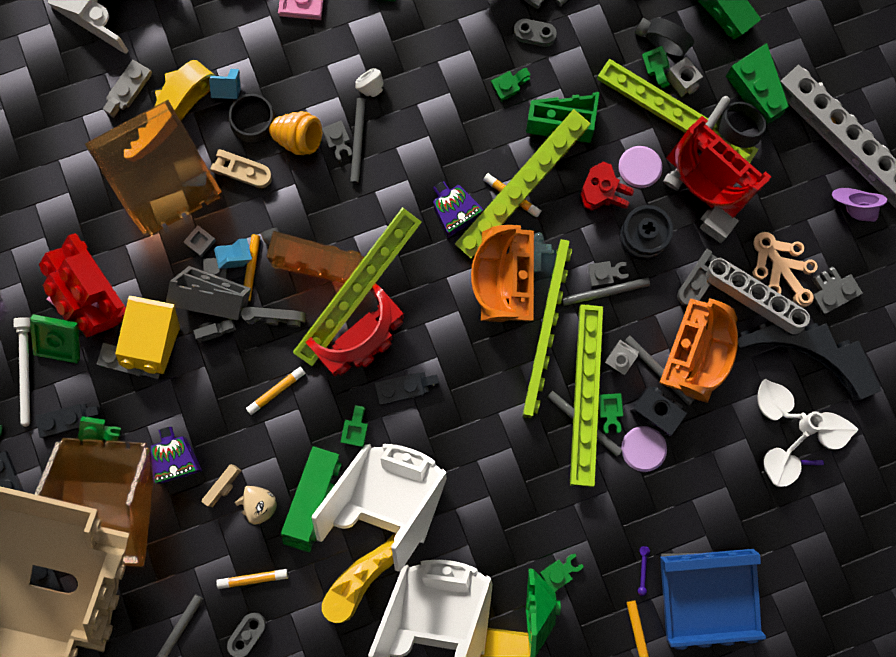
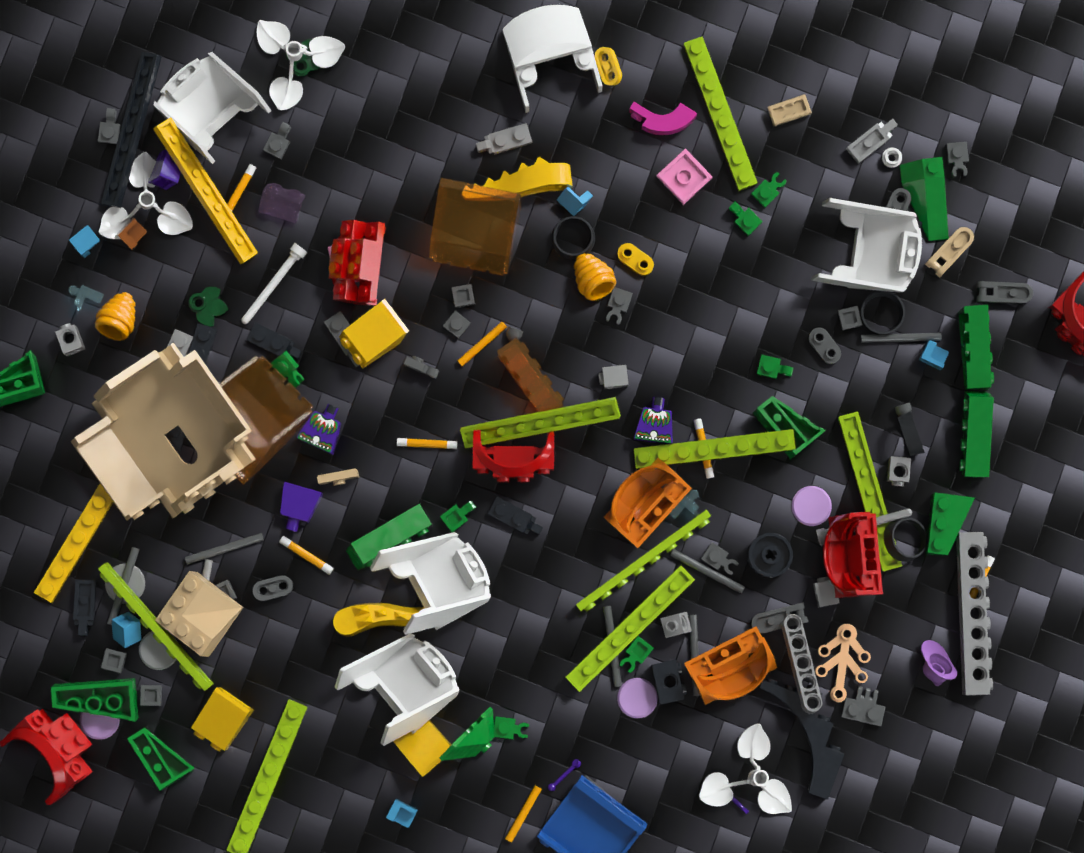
camera: 45 degrees right, 5 degrees up
(55, 338) = (311, 282): green tile -> none
(206, 540) = (298, 504): none -> dark purple torso
(207, 294) = (437, 340): dark grey wedge -> none
(233, 255) = (477, 325): dark azure panel -> none
(242, 169) = (534, 269): tan plate -> none
(258, 504) = (351, 511): tan piece -> none
(273, 316) = (467, 392): dark grey plate -> none
(320, 95) = (634, 260): none -> yellow plate
(357, 144) = (632, 316): dark grey bar -> none
(370, 83) = (675, 283): white cone -> none
(386, 199) = (614, 377): none -> light grey brick
(604, 188) = (769, 501): red hinge -> none
(656, 63) = (888, 443): green plate -> none

